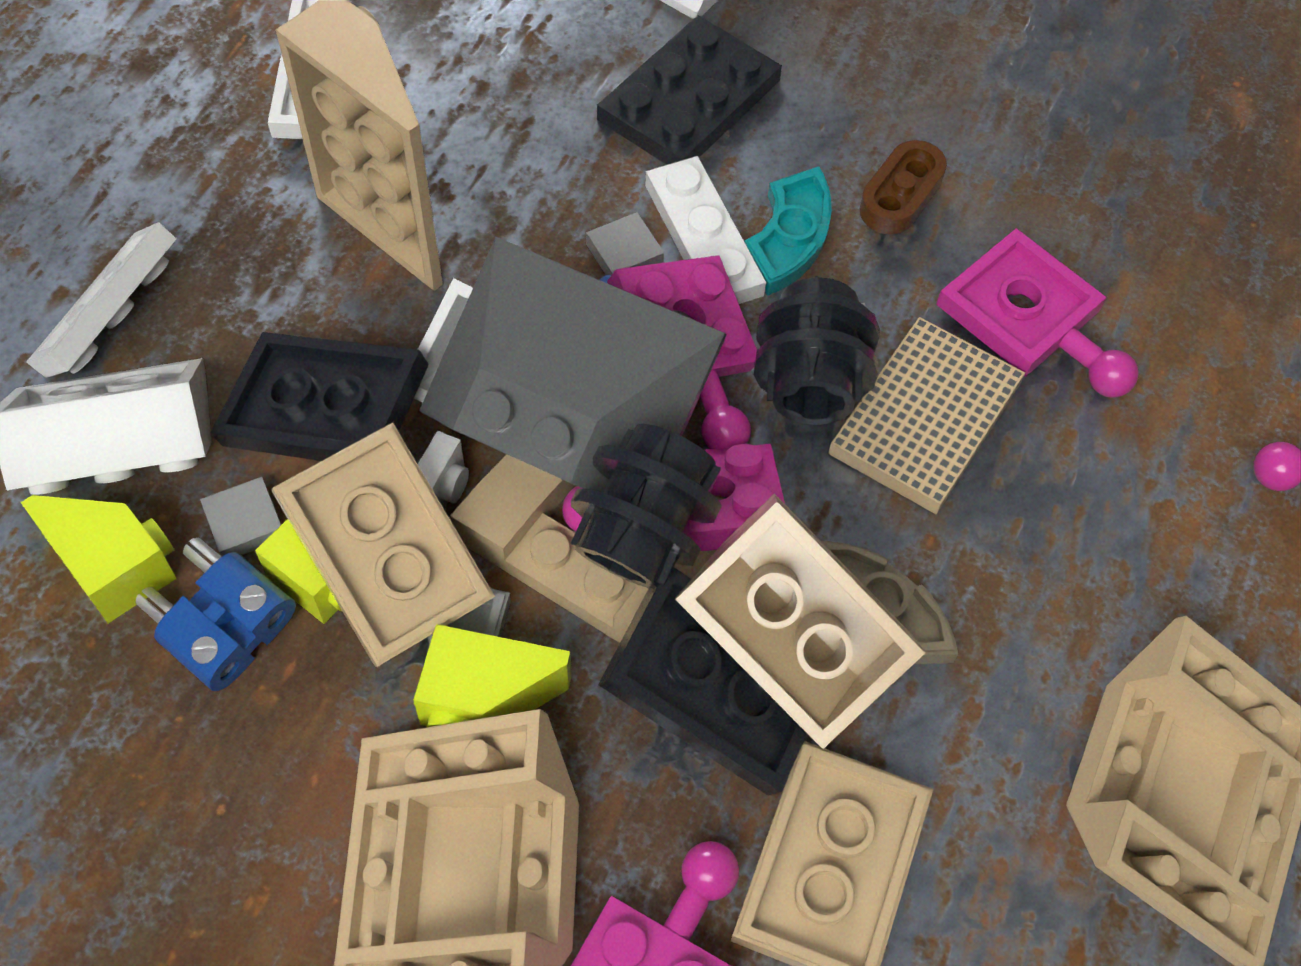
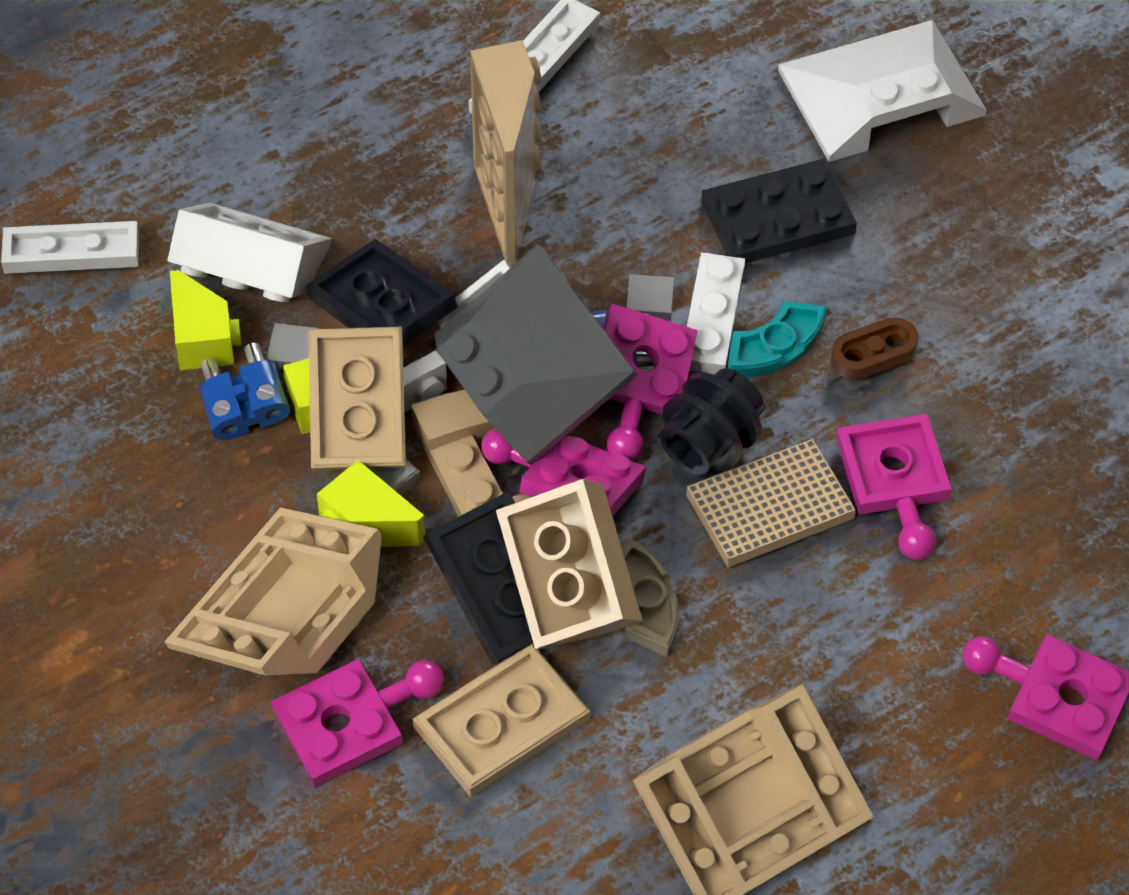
camera: 35 degrees right, 5 degrees down
(103, 303) = (293, 173): white plate -> none
(650, 496) = (513, 447): black piece -> none

